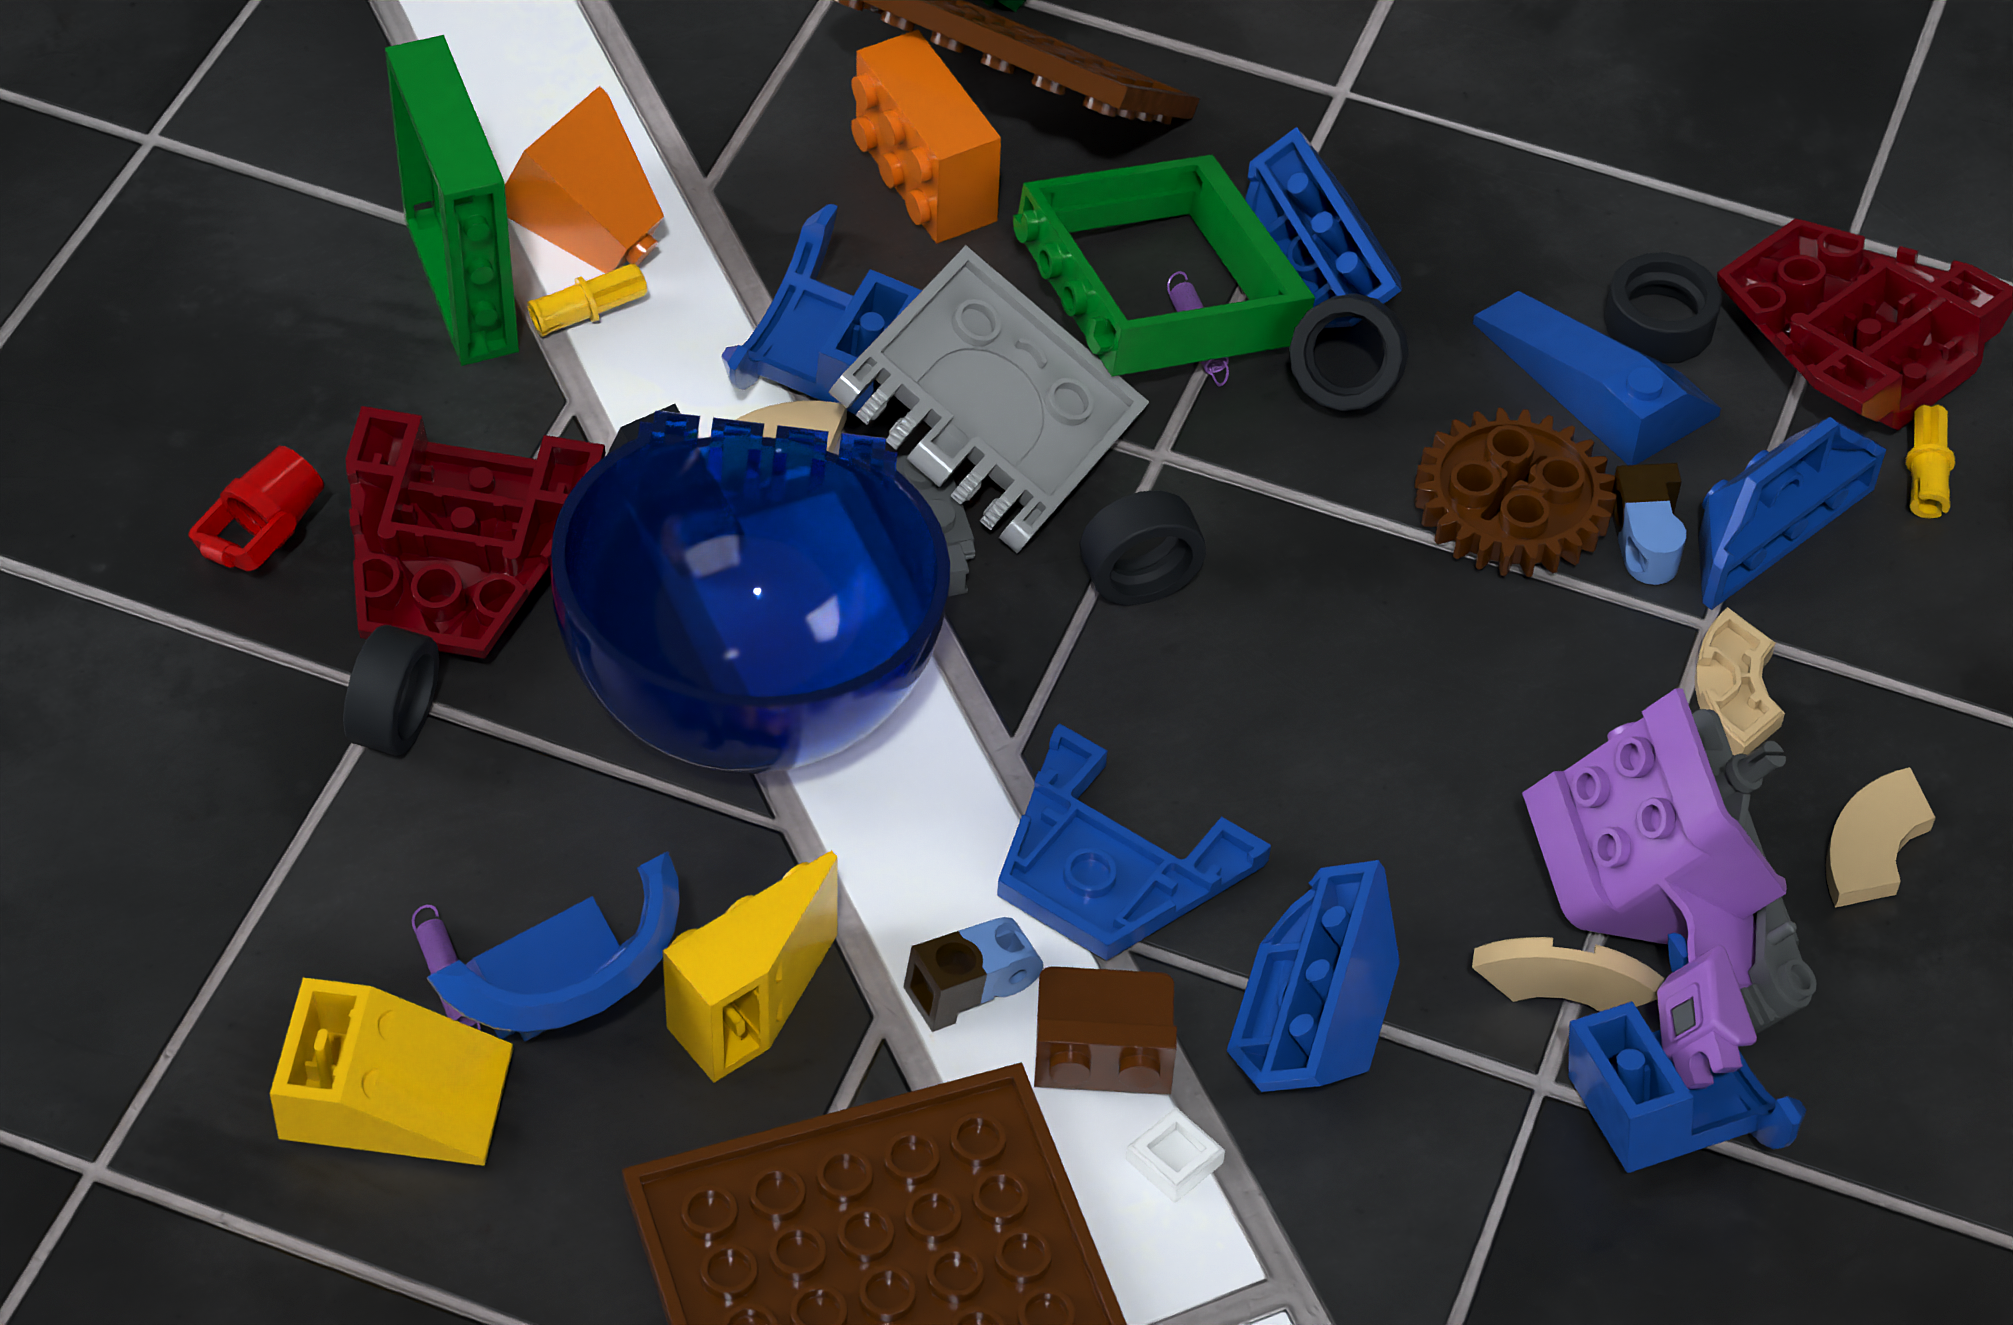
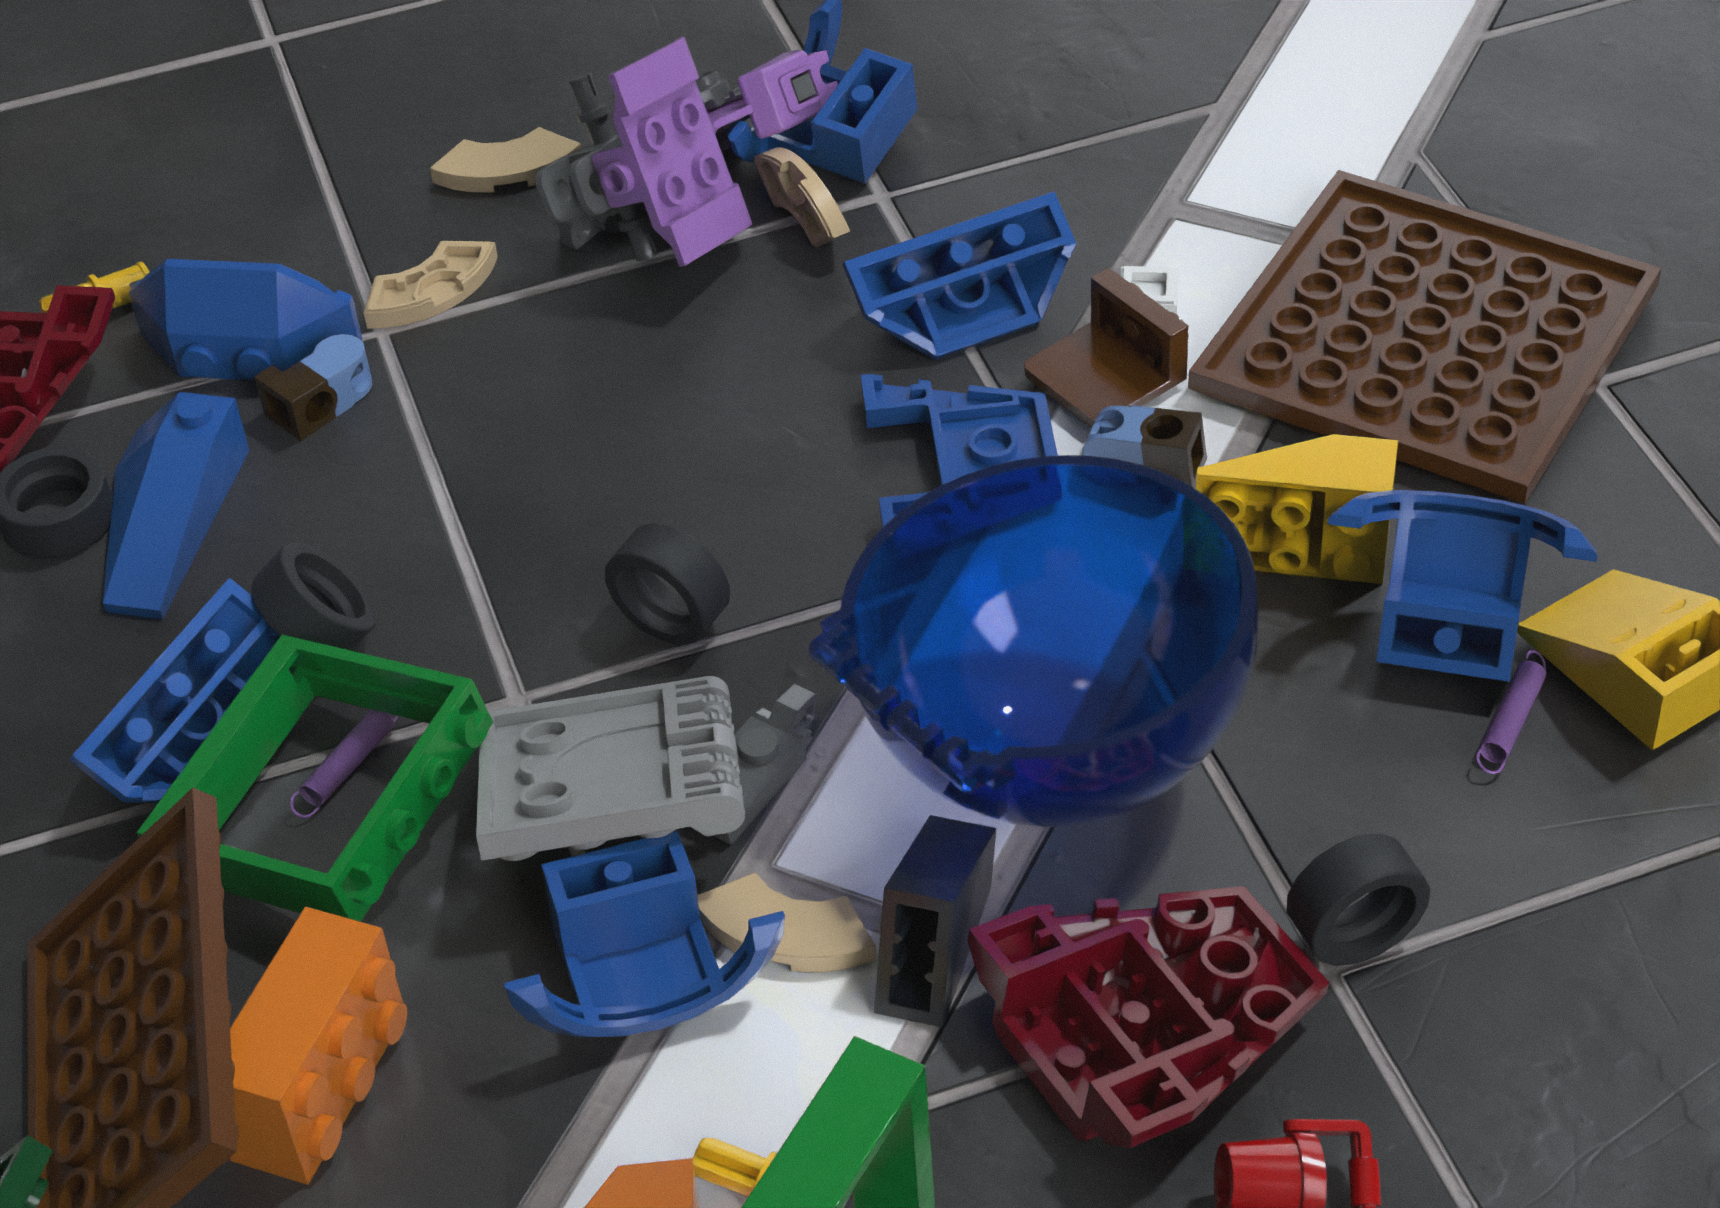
camera: 125 degrees left, 5 degrees down
(1504, 508) = (360, 463): reddish brown gear -> none

